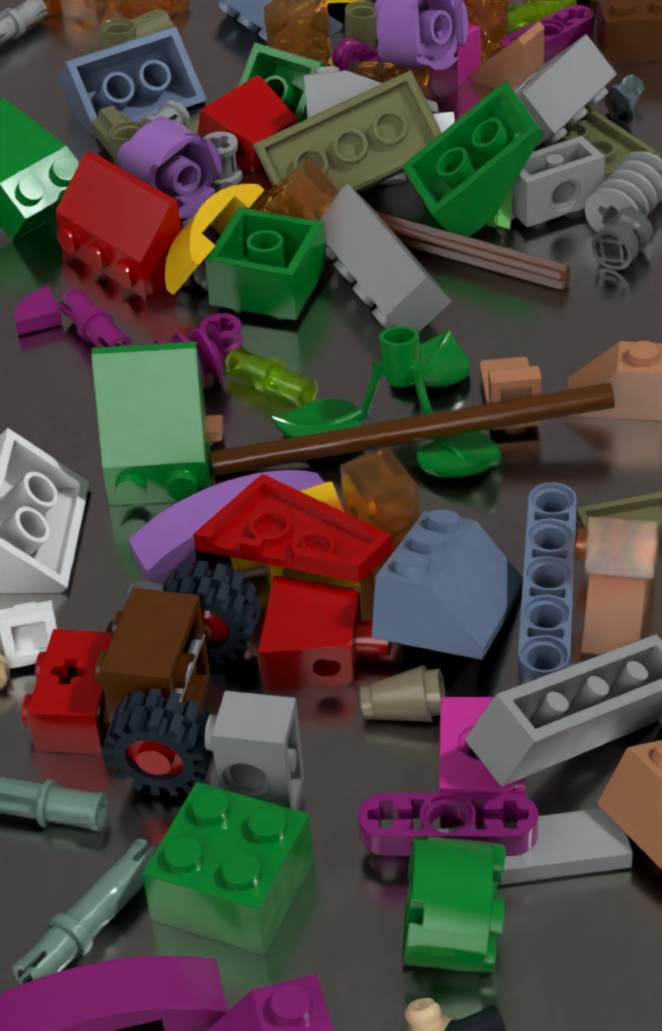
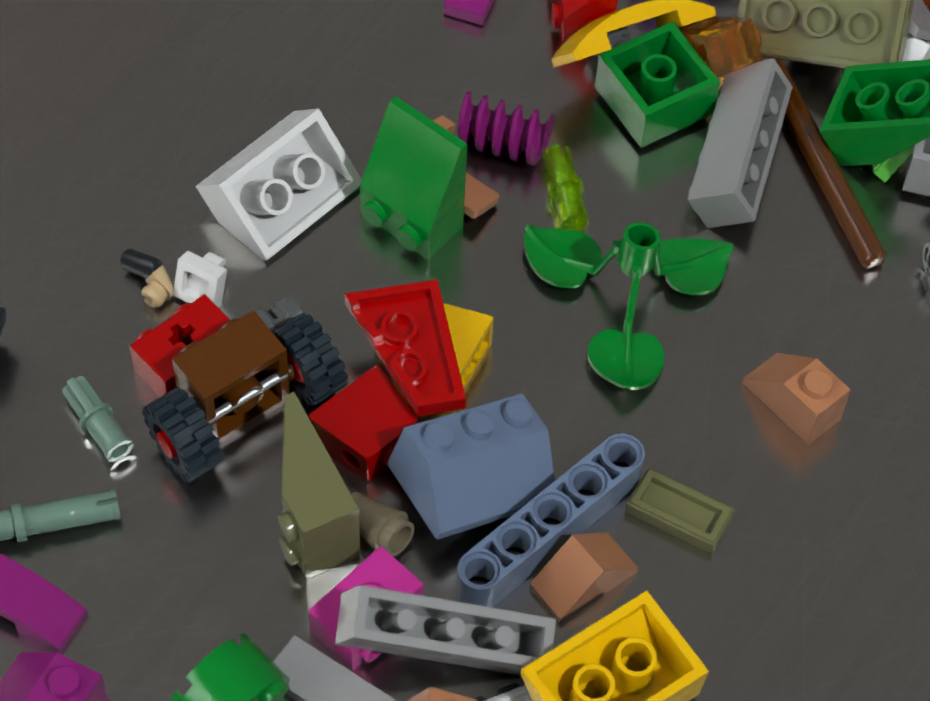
camera: 35 degrees right, 15 degrees up
(92, 322) = (494, 47): magenta pin -> none
(168, 537) = (458, 287): medium lavender slope -> none
(228, 328) = (577, 112): magenta bush -> none
(229, 868) = (144, 555): green brick -> none
(257, 747) = (227, 493): light grey brick -> none
(348, 700) = (318, 509): none -> olive slope
(382, 495) = (495, 363): clear orange brick -> none
(412, 429) = (610, 316): reddish brown piece -> none
(428, 806) = (291, 616): magenta beam -> none
(510, 380) = (713, 336): nougat bracket -> none
(618, 547) = (621, 530): clear orange brick -> none

